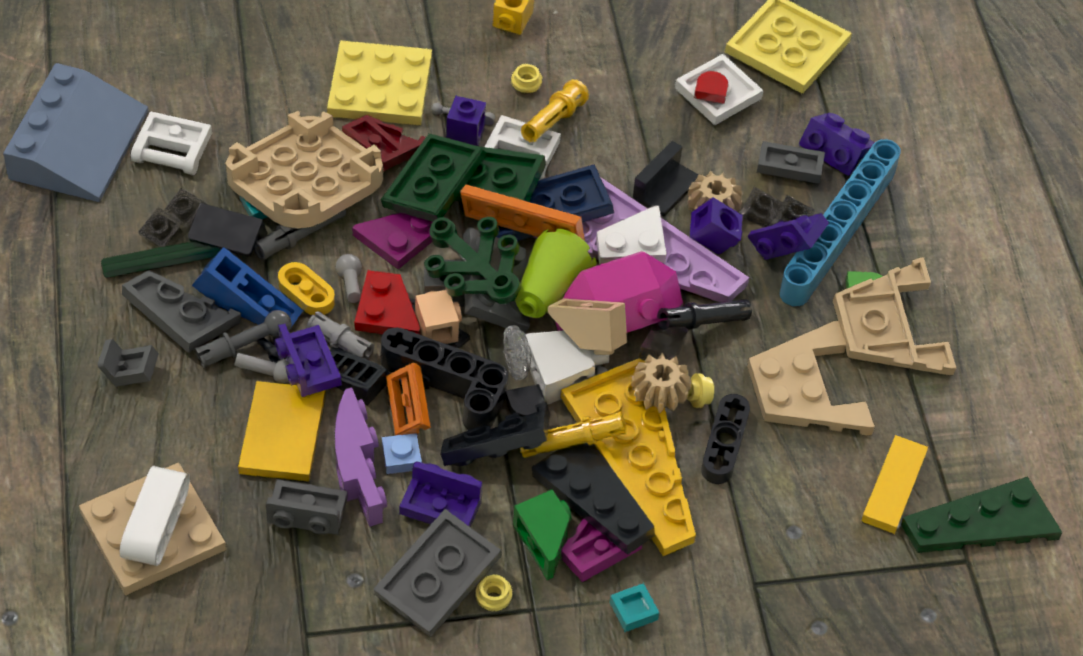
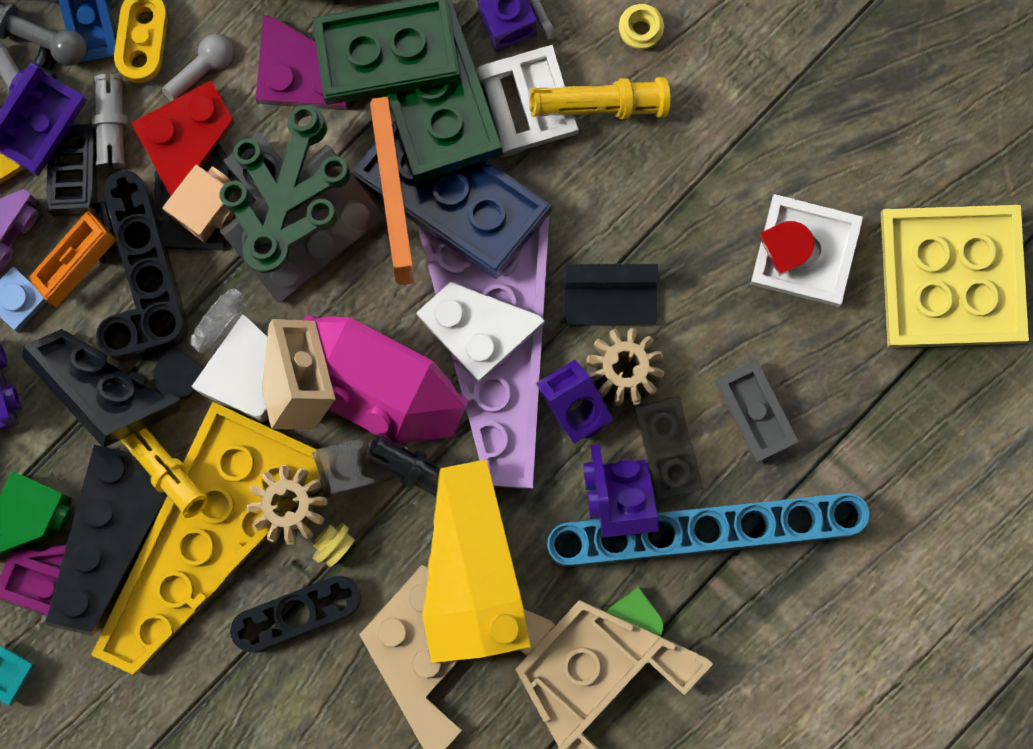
camera: 60 degrees right, 30 degrees up
(551, 270) = (340, 281): lime cone -> none
(788, 325) = (471, 583): none -> yellow wedge
(840, 143) = (836, 442): dark purple bracket -> none

